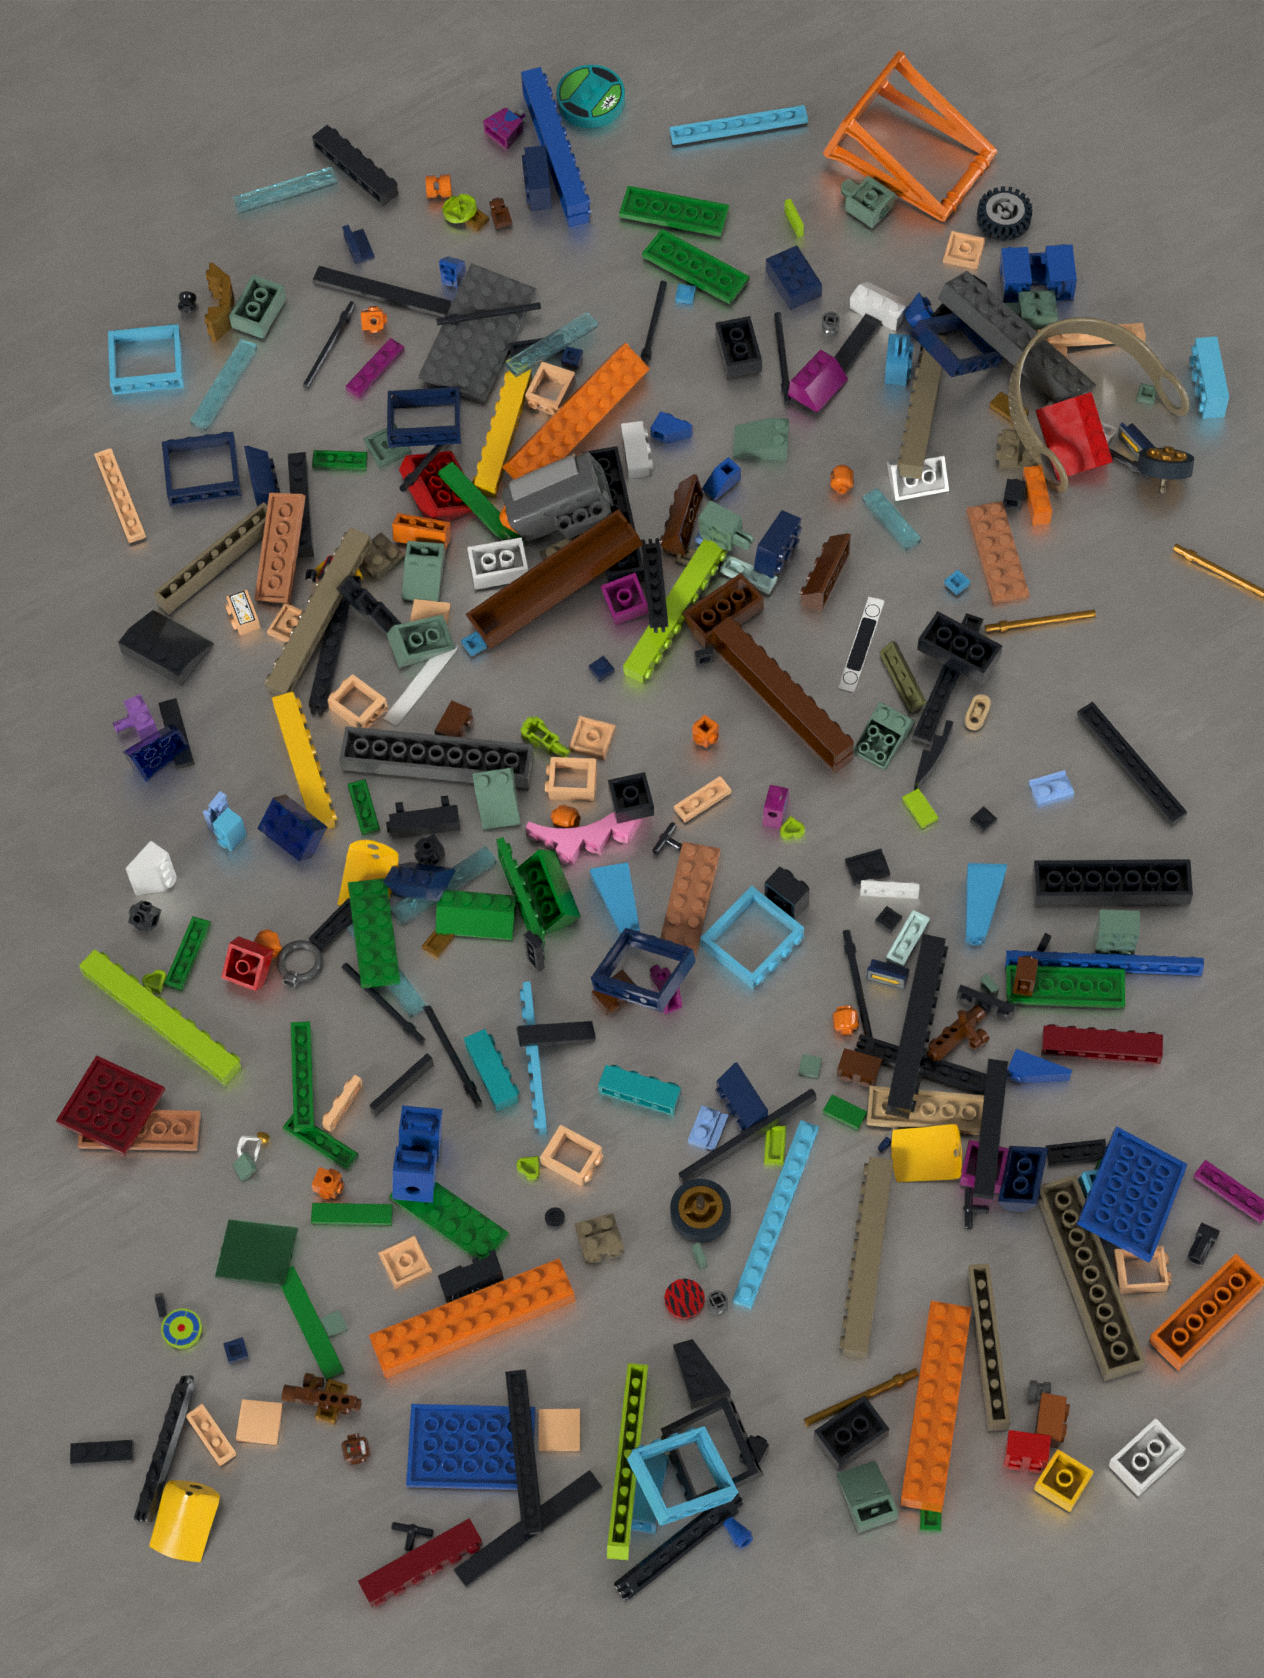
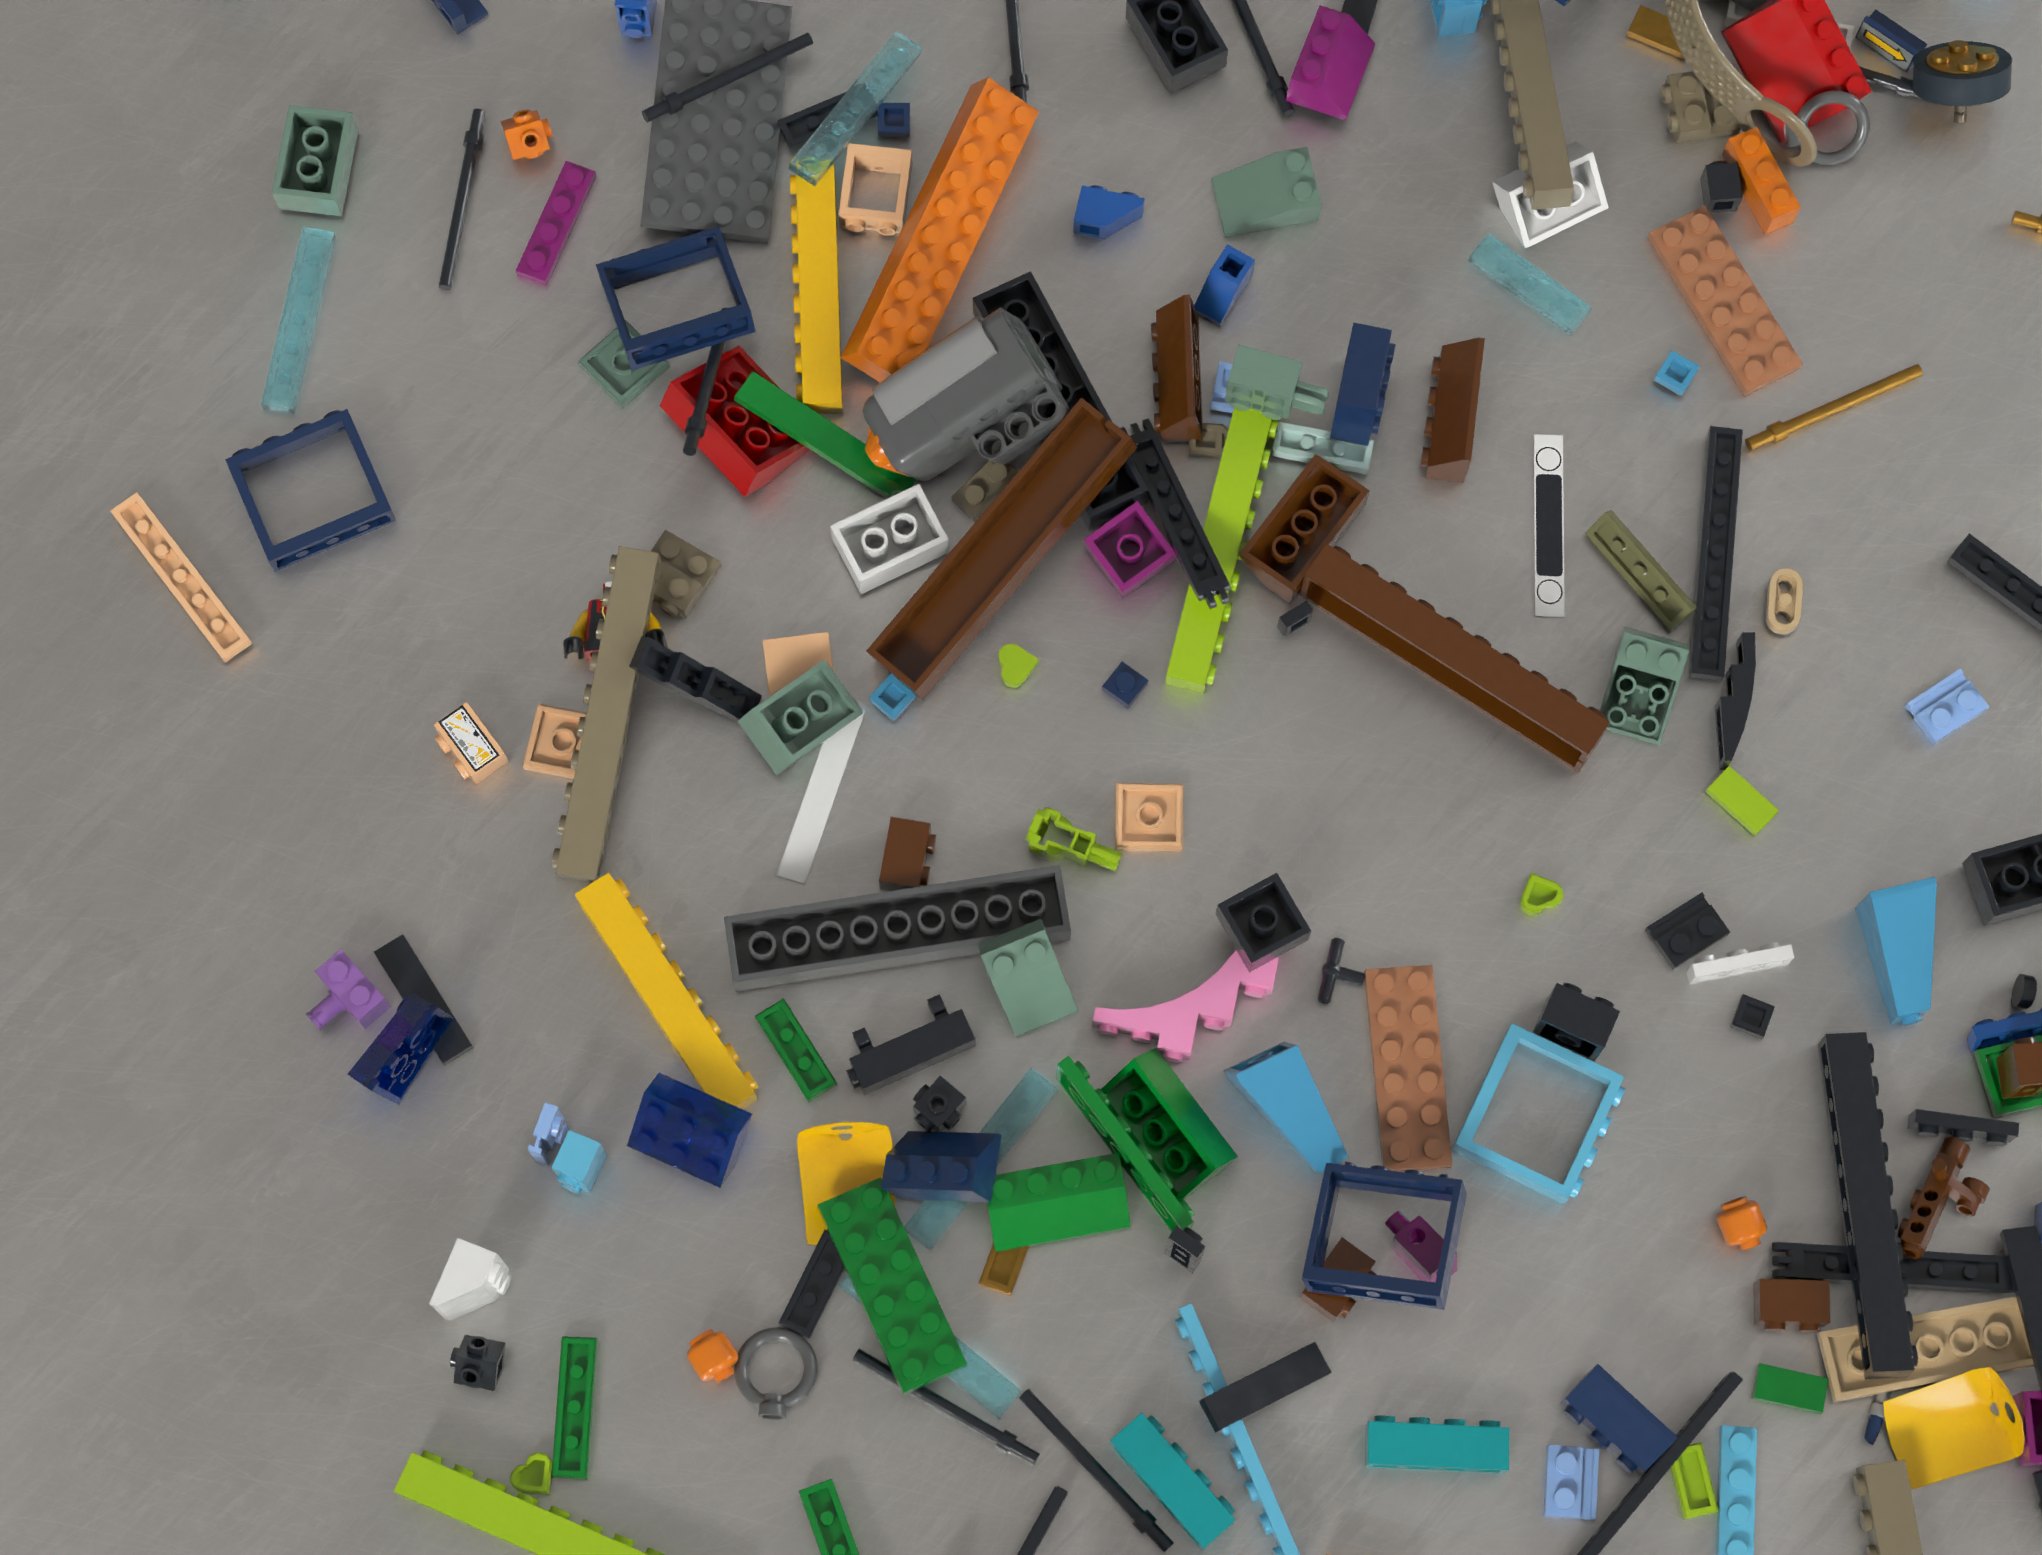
camera: 20 degrees left, 10 degrees up
(146, 382) = (160, 351): medium azure window -> none
(165, 646) = (353, 841): black slope -> none
(187, 302) = (184, 181): black wheel -> none
(212, 561) = (391, 655): dark tan brick -> none
(218, 318) = (252, 202): pearl gold slope -> none
(247, 963) = (691, 1406): red brick -> none
(261, 474) = (426, 483): dark blue slope -> none
(279, 548) = (501, 610): nougat plate -> none
(300, 485) = (509, 515): black brick -> none
(329, 658) = (648, 792): black hinge -> none
(339, 460) = (548, 411): green tile -> none
(370, 715) = (755, 878): light nougat window -> none
(382, 291) = (522, 76): black tile -> none
(420, 529) = (737, 513): orange brick -> none
(423, 571) = (763, 587): sand green slope -> none
(546, 644) = (1016, 665): none -> lime tile
(565, 817) = (1153, 980): orange head -> none
(570, 793) = (1178, 924): light nougat window -> none
(636, 449) = (1059, 265): white brick -> none
(702, 799) = (1374, 882): light nougat plate -> none
(705, 731) = (1343, 748): orange brick -> none
(775, 802) = (1504, 863): magenta torso -> none
(810, 1066) = (1706, 1320): sand green tile -> none
(842, 479) = (1426, 232): orange head -> none
(850, 950) = (1707, 1090): black bar -> none
(887, 973) = (1783, 1116): dark blue panel -> none
(908, 938) = (1797, 1045): light aqua plate -> none
(959, 647) = (1727, 497): black brick -> none
(983, 819) = (1853, 793): black plate -> none
(989, 986) = (1959, 1095): sand green tile -> none
(1102, 478) = (1831, 97): none -> dark grey piece

